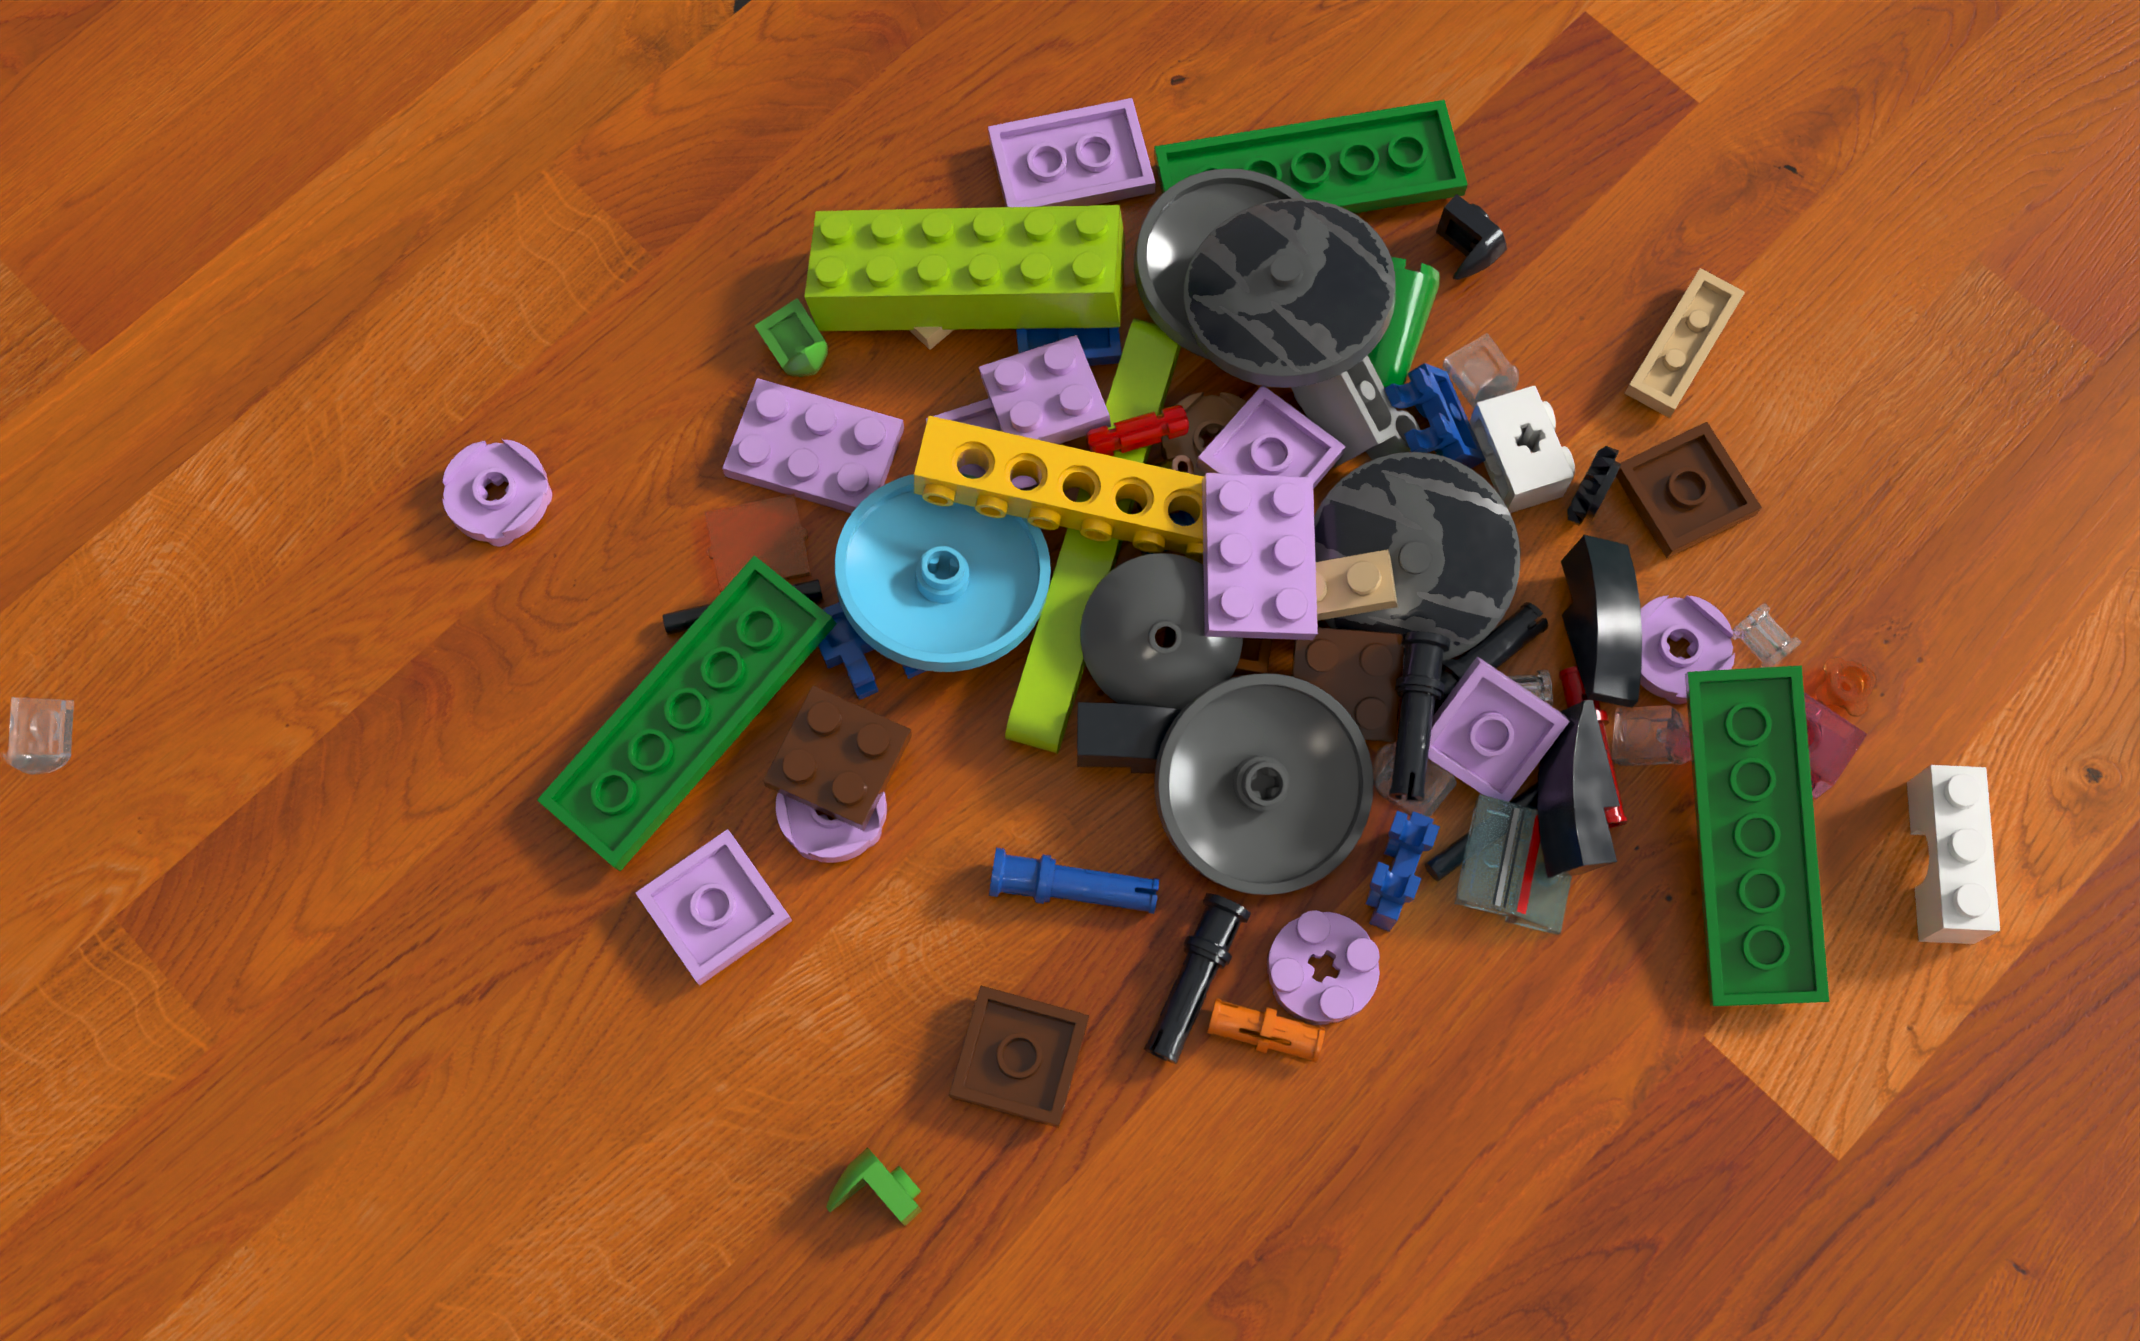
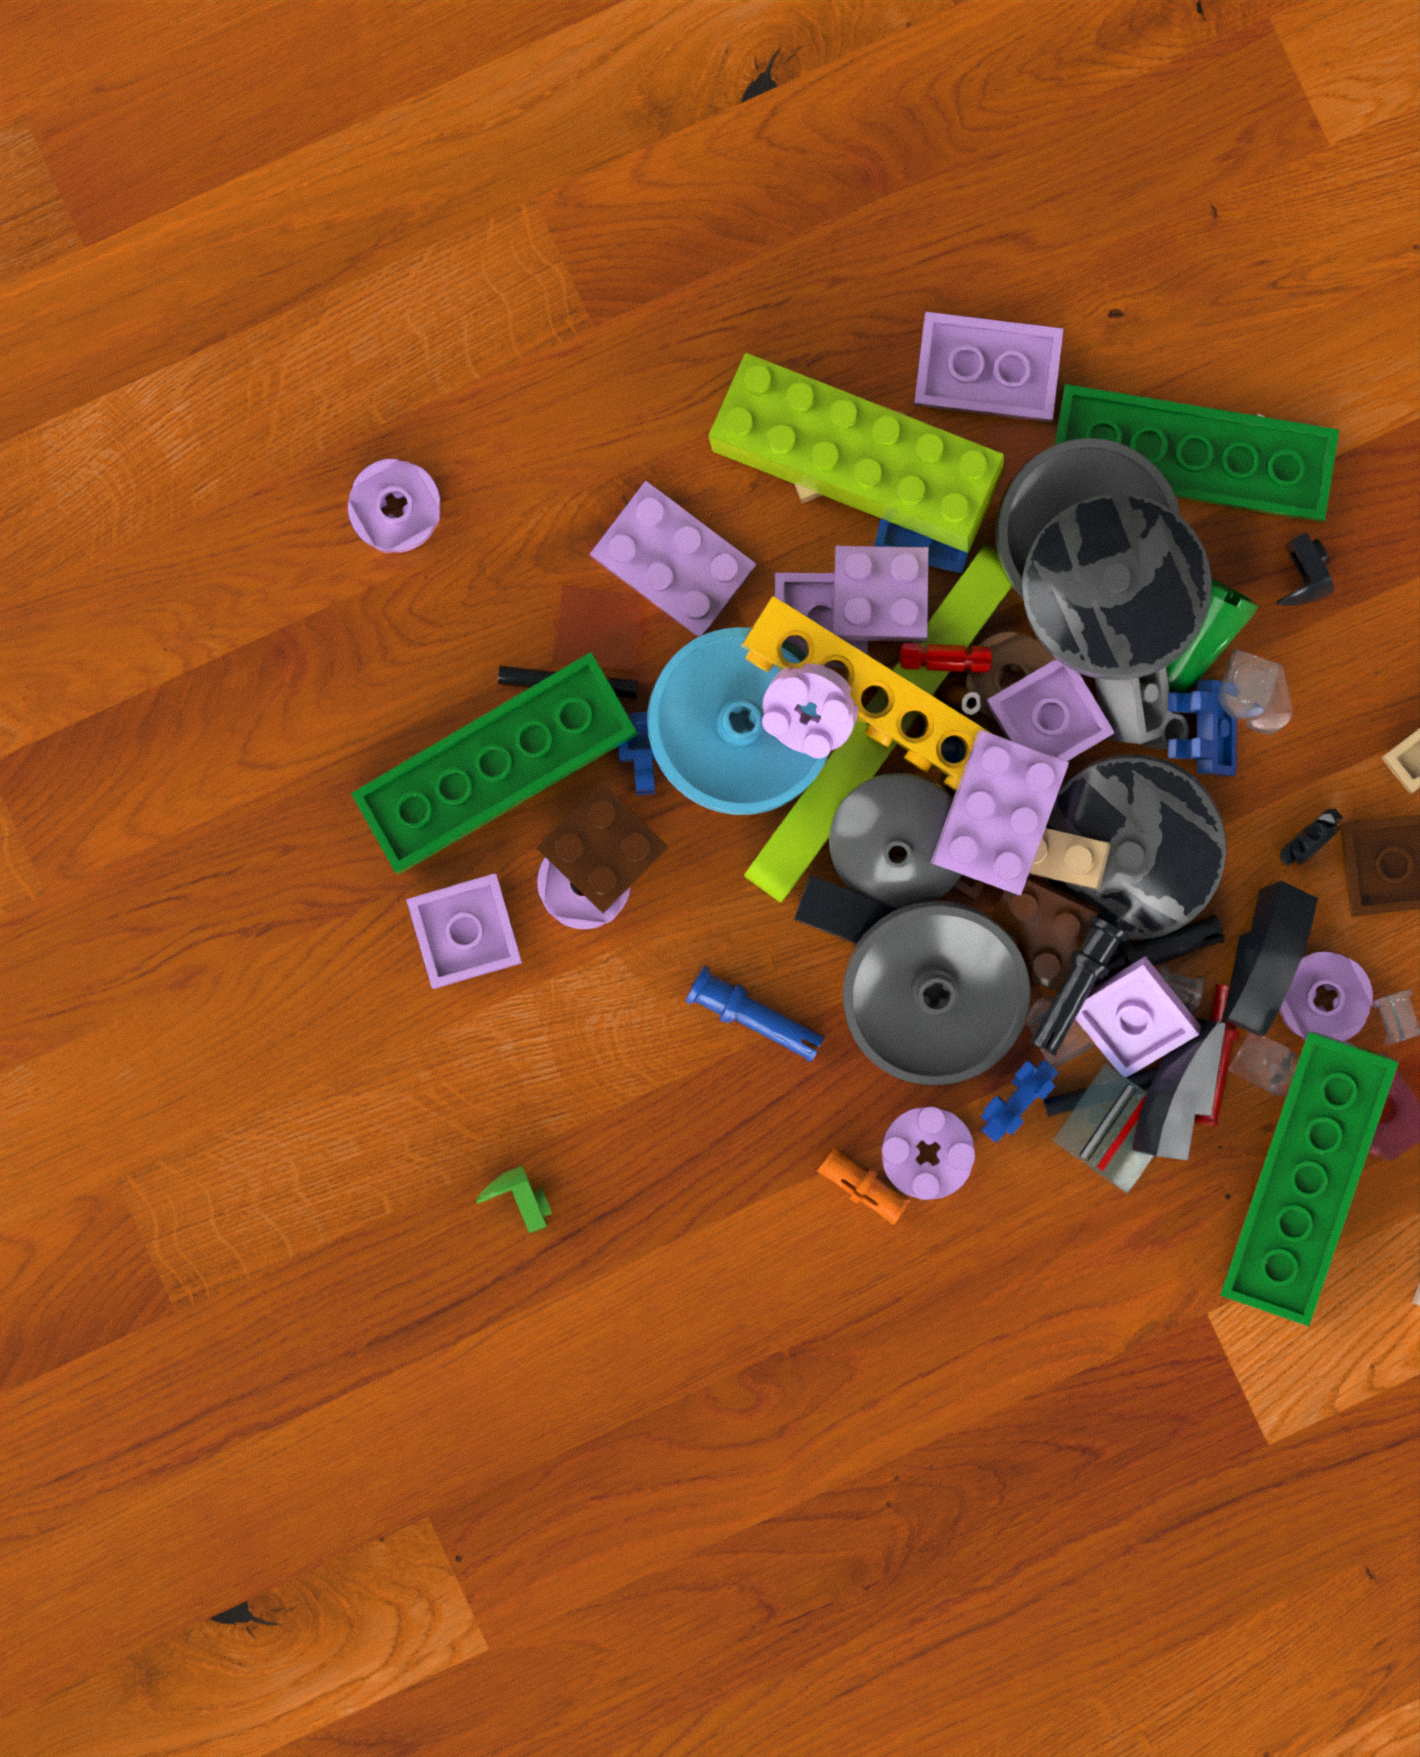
camera: 15 degrees right, 15 degrees up
(794, 340) = (688, 457): bright green plate -> none
(1019, 1056) = (663, 1137): reddish brown plate -> none
(1036, 500) = (799, 730): none -> lavender plate
(1205, 955) = (839, 1109): black pin -> none
(1461, 356) = (1247, 685): none -> clear plate
(1515, 472) = (1255, 757): white brick -> none

